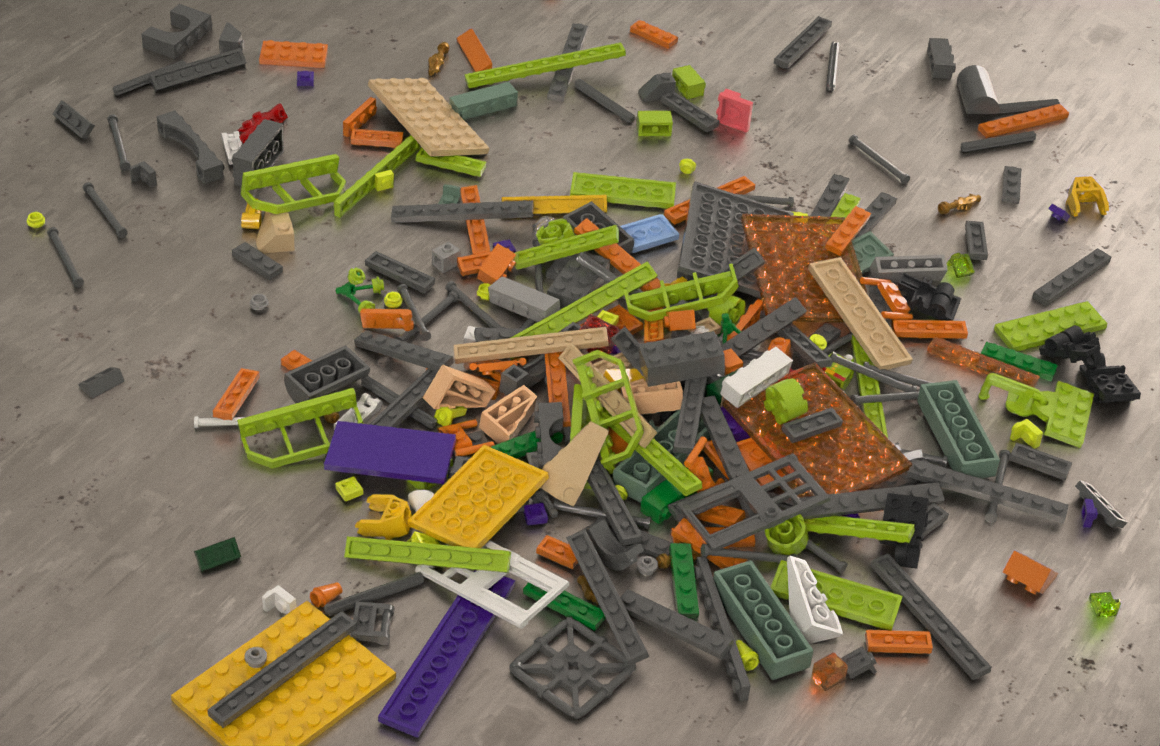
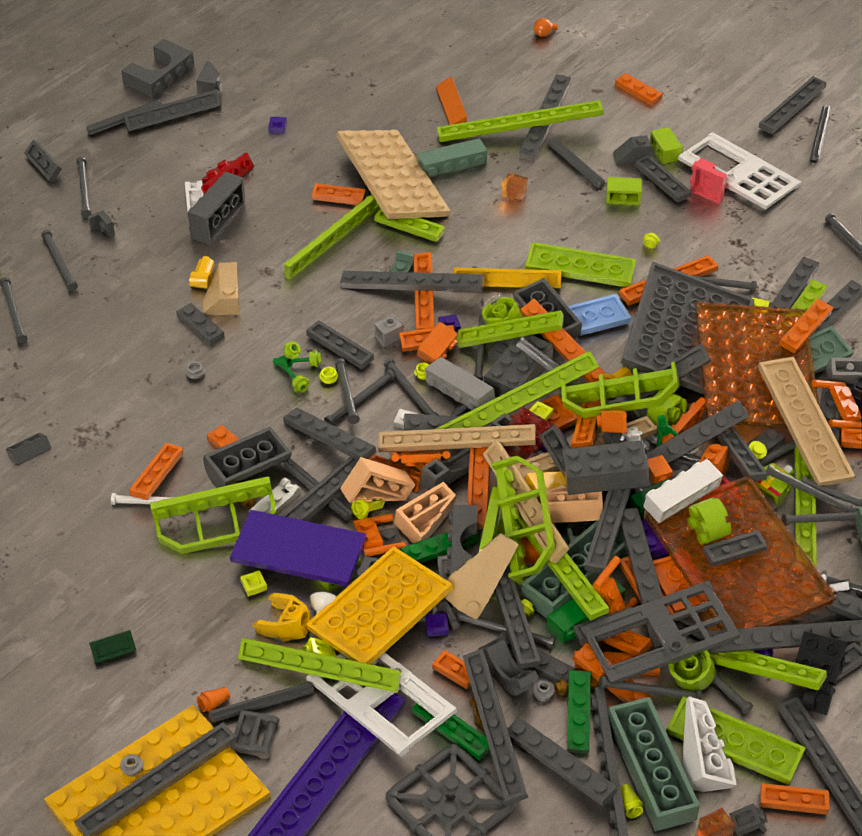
camera: 10 degrees right, 5 degrees up
(208, 166) = (140, 173): dark grey arch -> none
(280, 598) = (166, 701): white bracket -> none
(291, 172) = (243, 231): lime plate -> none
(293, 54) = (270, 97): orange plate -> none
(359, 116) = (324, 169): orange plate -> none
(384, 180) = (338, 241): neon yellow plate -> none
(387, 319) = (318, 397): orange plate -> none
(437, 59) = (411, 109): pearl gold piece -> none
(548, 123) = (514, 186): none -> clear orange brick
(766, 101) = (748, 167): none -> white door

